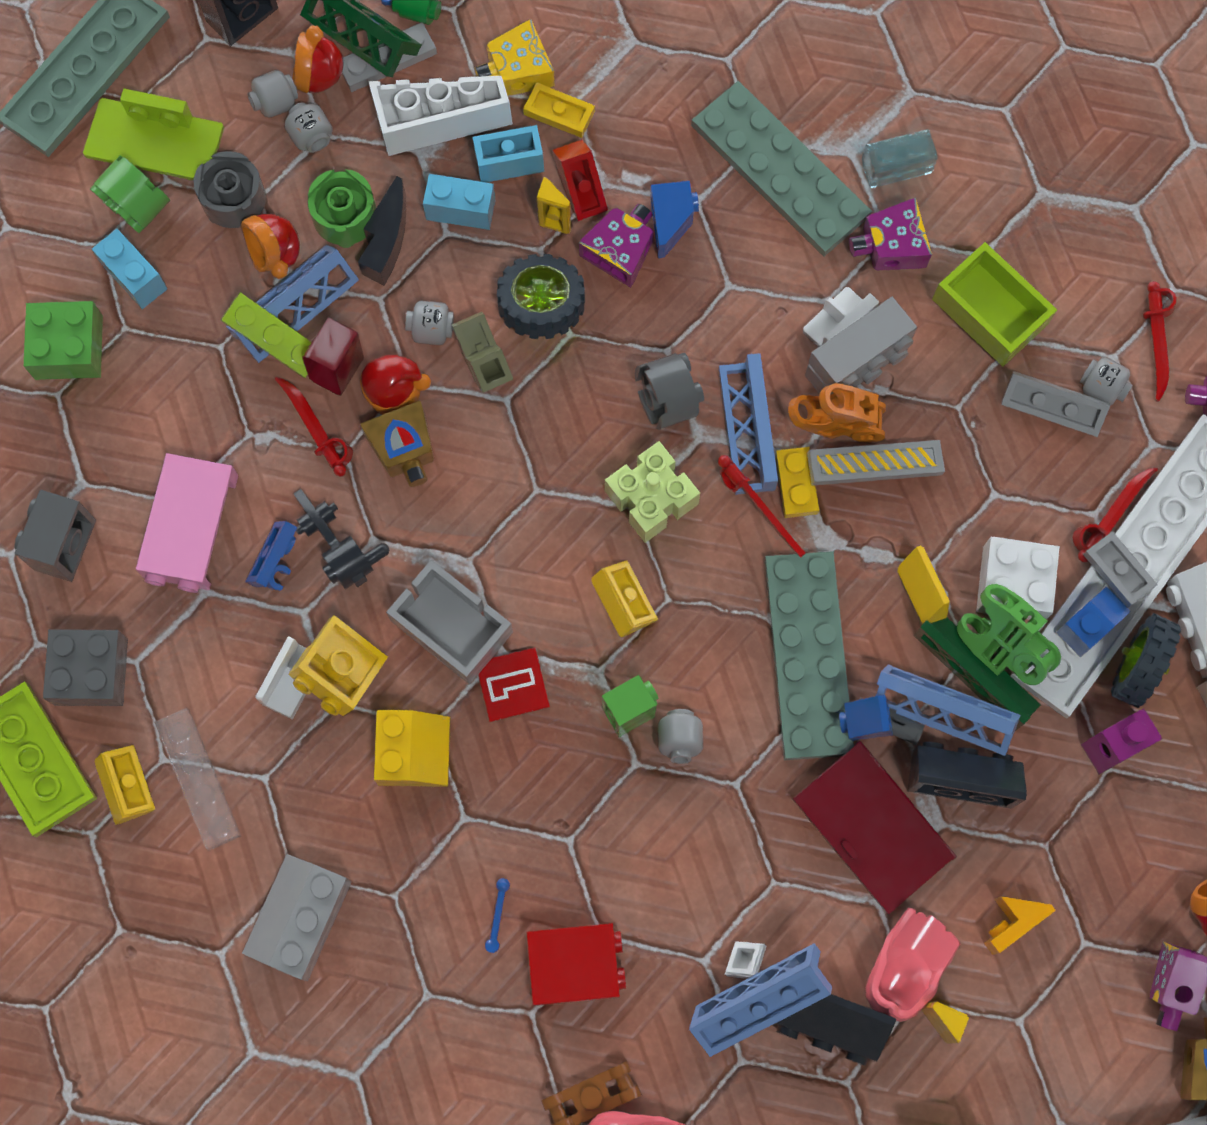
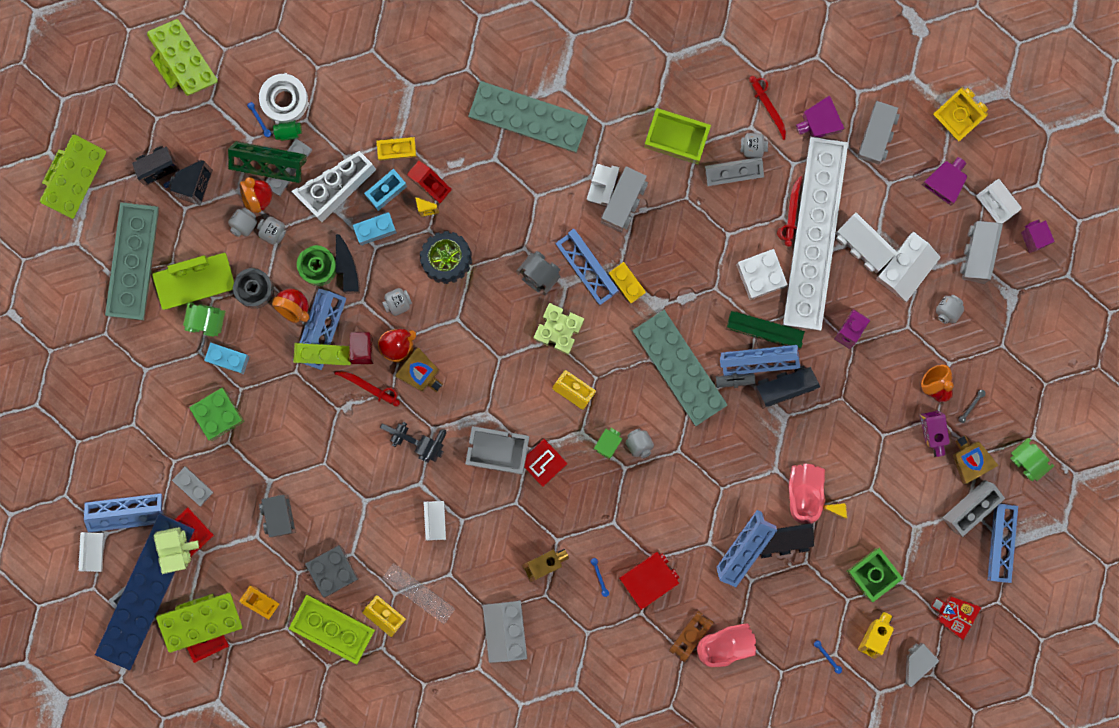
camera: 30 degrees left, 10 degrees up
(184, 522) = (336, 472): bright pink panel -> none
(278, 543) = (388, 465): blue plate -> none
(337, 667) = (455, 503): yellow plate -> none
(405, 844) = (538, 567): none -> pearl gold torso
(411, 748) = (514, 521): yellow slope -> none
(481, 352) = (434, 304): olive brick -> none
(519, 60) = (359, 134): yellow torso -> none
(619, 243) = (469, 205): magenta torso -> none
(672, 213) = (487, 174): blue slope -> none
(735, 479) = (599, 300): red sword -> none
(745, 959) = (728, 533): white slope -> none
(844, 412) = (630, 238): orange piece -> none
(866, 718) = (725, 387): blue slope -> none
(875, 462) = (661, 251): tile -> none
(877, 825) = (756, 434): dark red container -> none
(894, 238) = (607, 126): magenta torso -> none
(899, 158) = (587, 80): clear light blue brick -> none
(923, 586) = (717, 304): yellow slope -> none
(1023, 917) = (848, 440): light orange slope -> none
(1025, 645) = (765, 304): bright green piece -> none
(1093, 621) = (809, 276): blue slope -> none
(1120, 569) = (809, 243): light grey plate -> none
(1146, 660) = (843, 284): black wheel -> none

